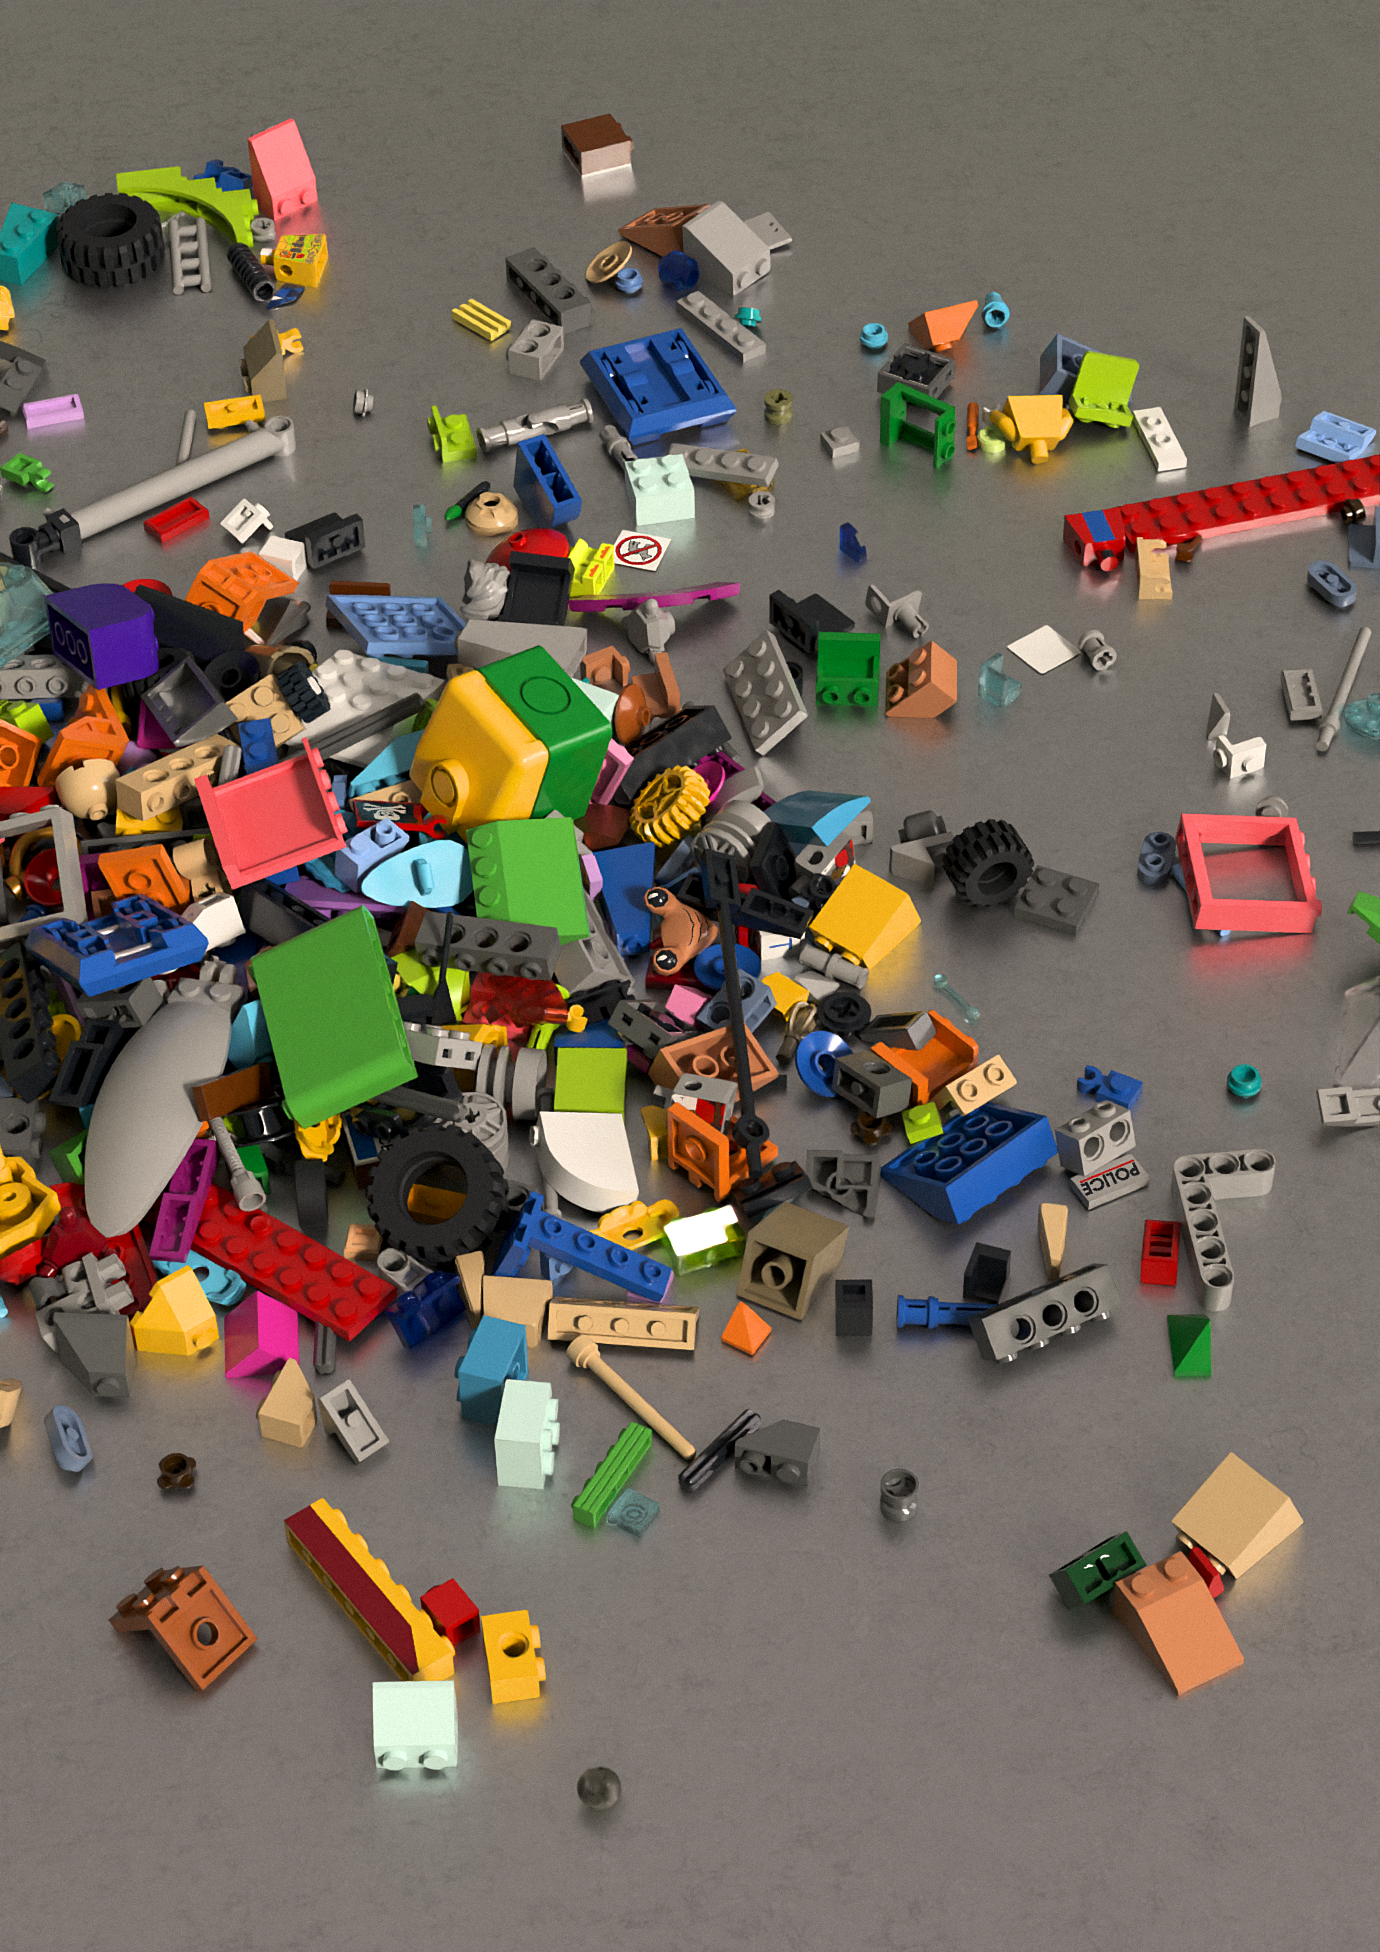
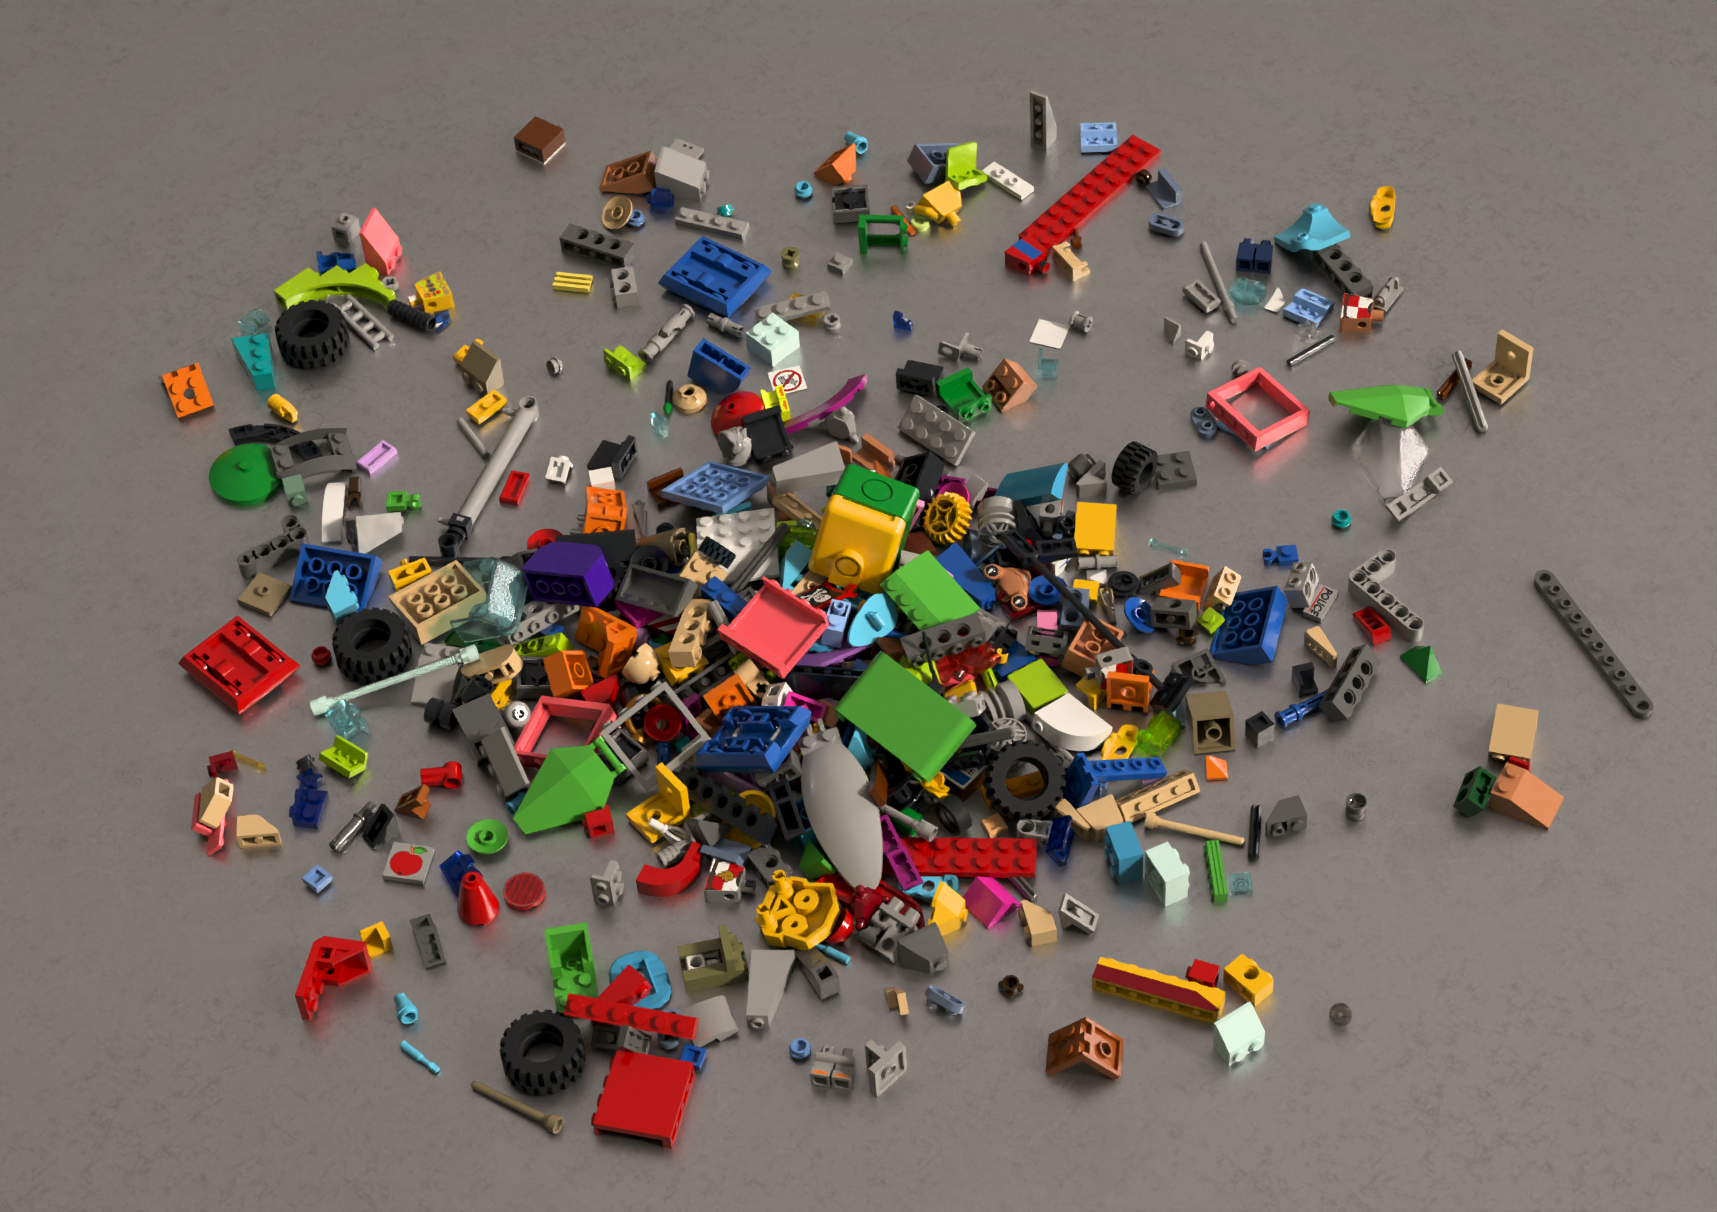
camera: 30 degrees left, 5 degrees up
(230, 941) = (817, 708): none -> dark pink slope

